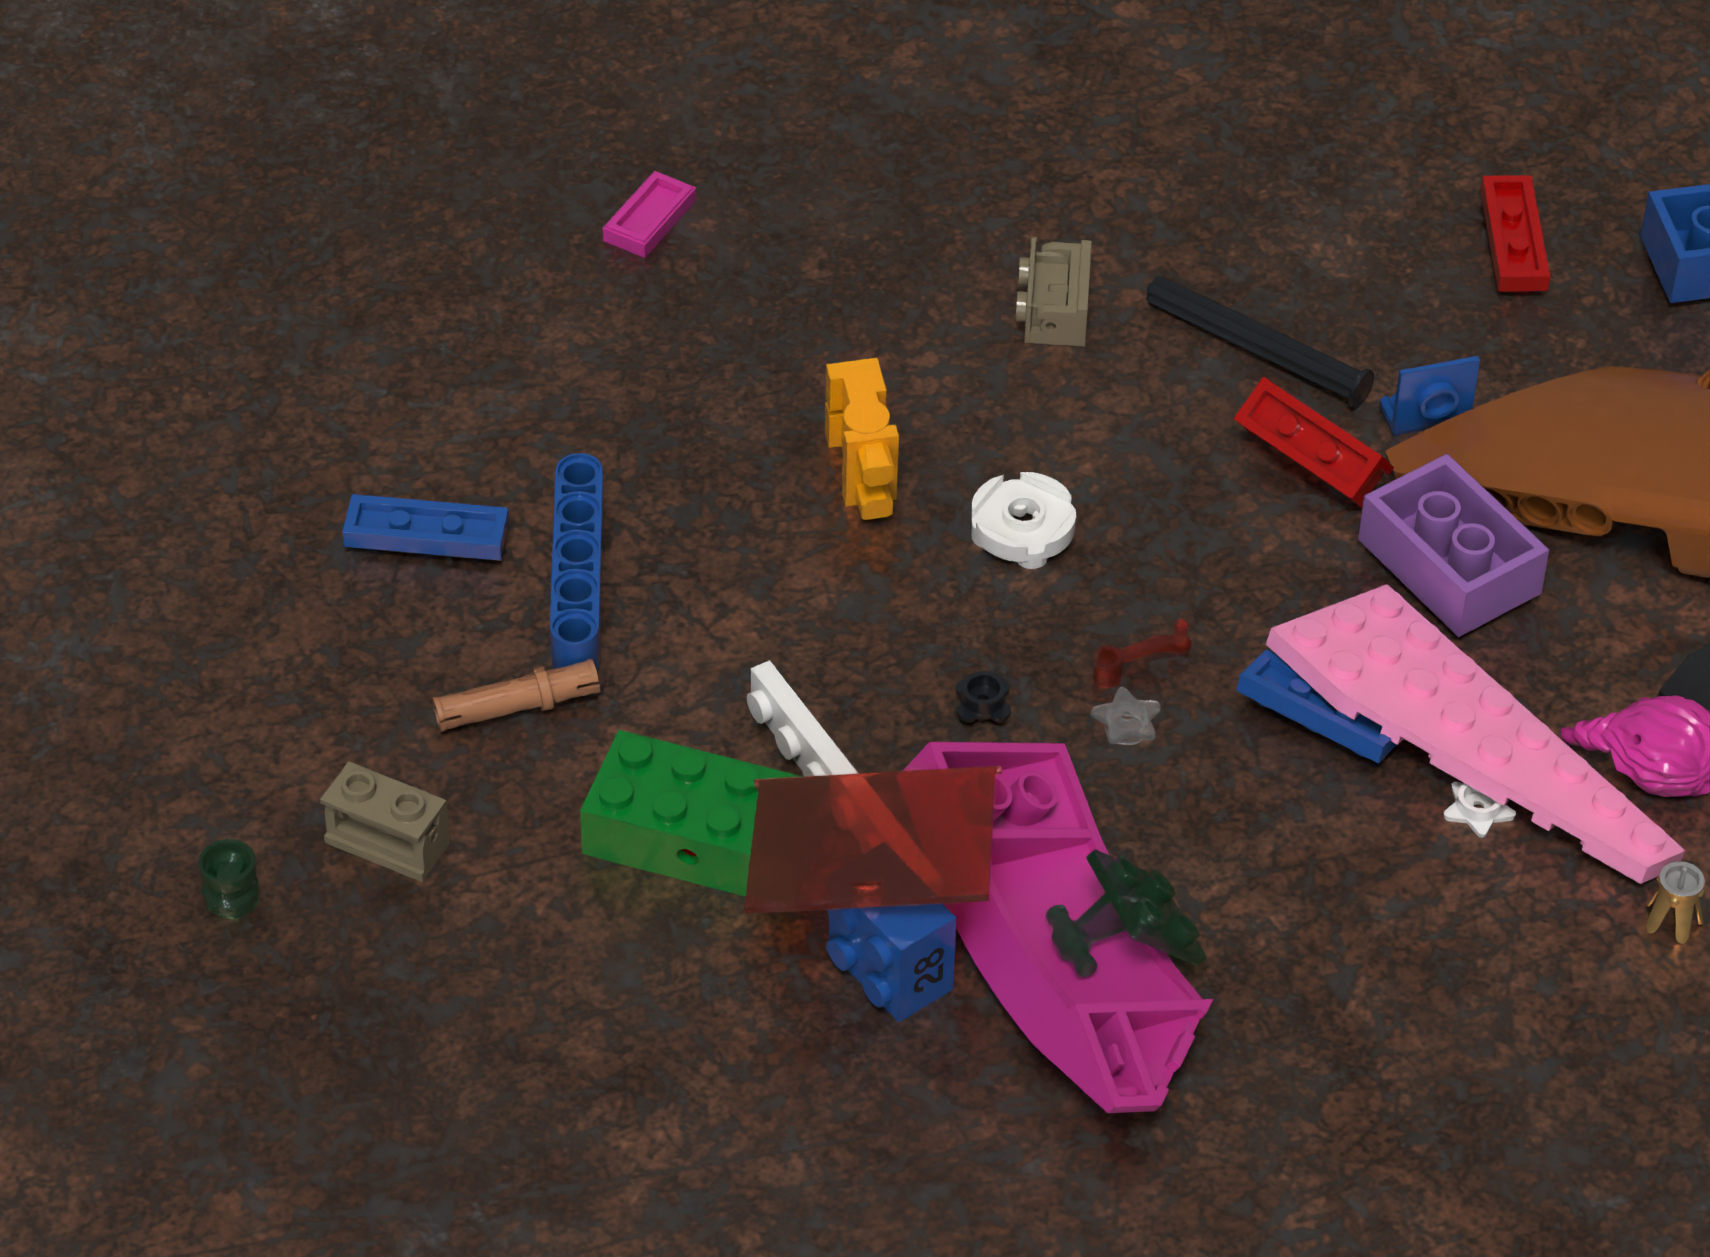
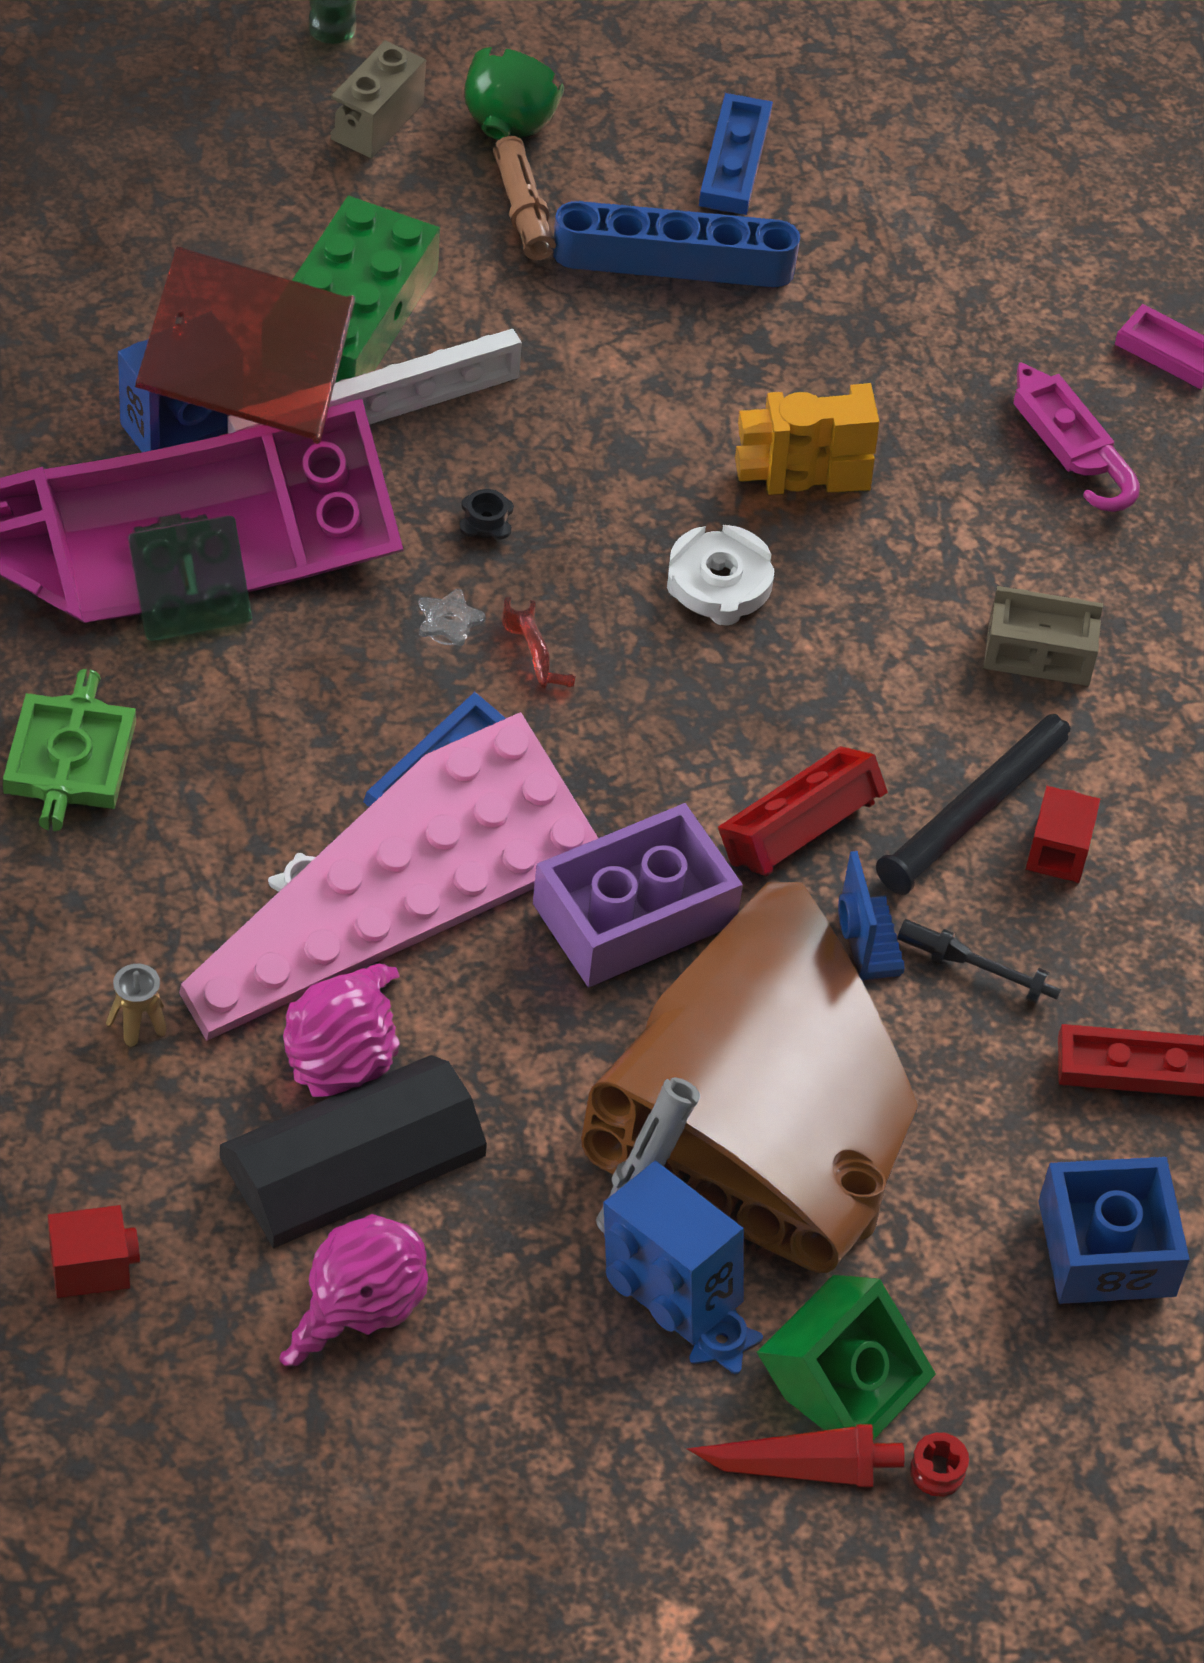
camera: 90 degrees right, 5 degrees up
(379, 703) = (511, 94): none -> green cylinder
(789, 275) = (1073, 434): none -> dark pink plate
(1286, 278) = (1063, 834): none -> red brick
(1380, 995) = (69, 750): none -> bright green plate
(1449, 306) = (945, 947): none -> black piece

